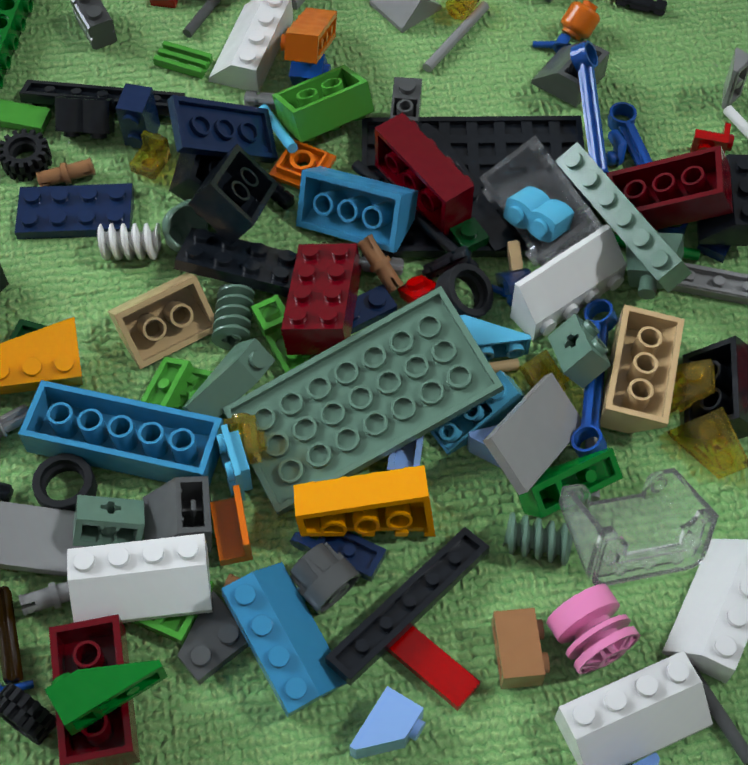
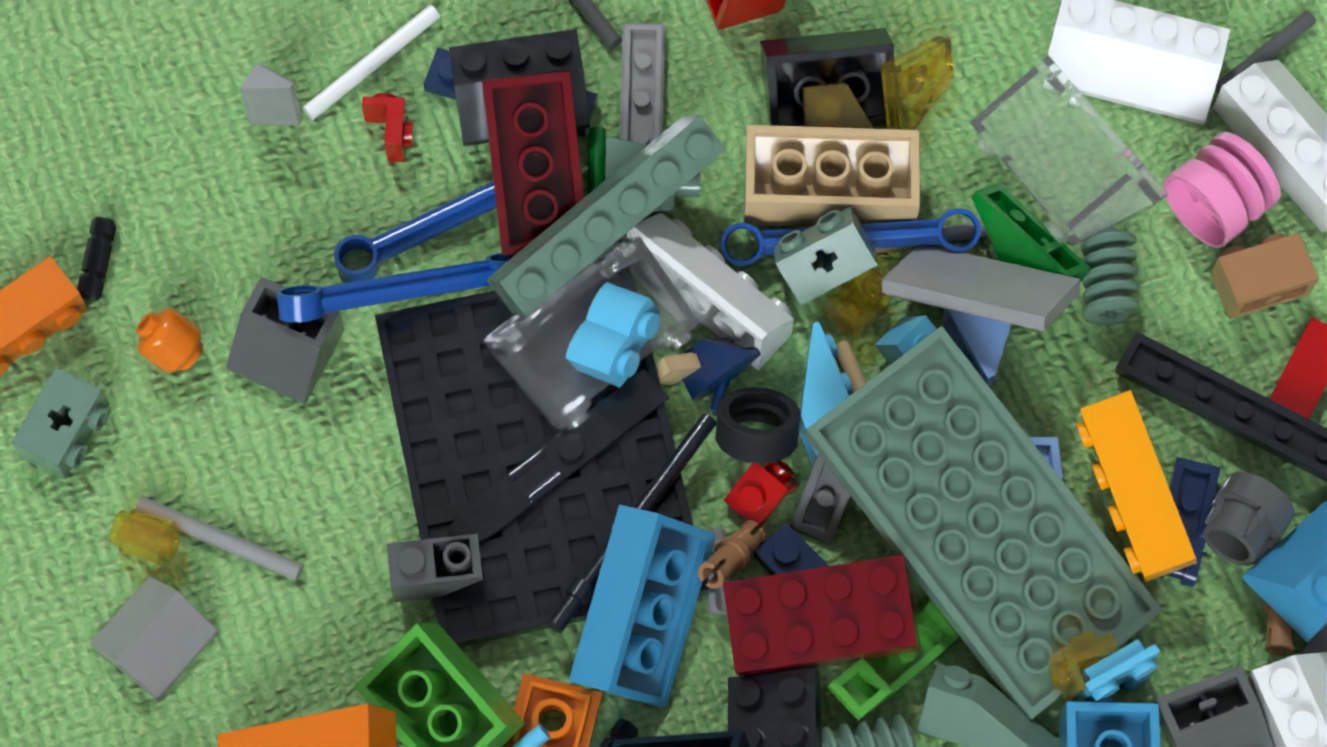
camera: 105 degrees left, 10 degrees up
(231, 529) = (1198, 659): orange panel -> none
(417, 163) = (575, 507): dark red brick -> none
(437, 267) = (709, 459): black axle -> none
(469, 234) = (652, 436): dark green plate -> none
(562, 41) = (215, 369): blue hand -> none
(619, 145) = (420, 254): blue arm -> none

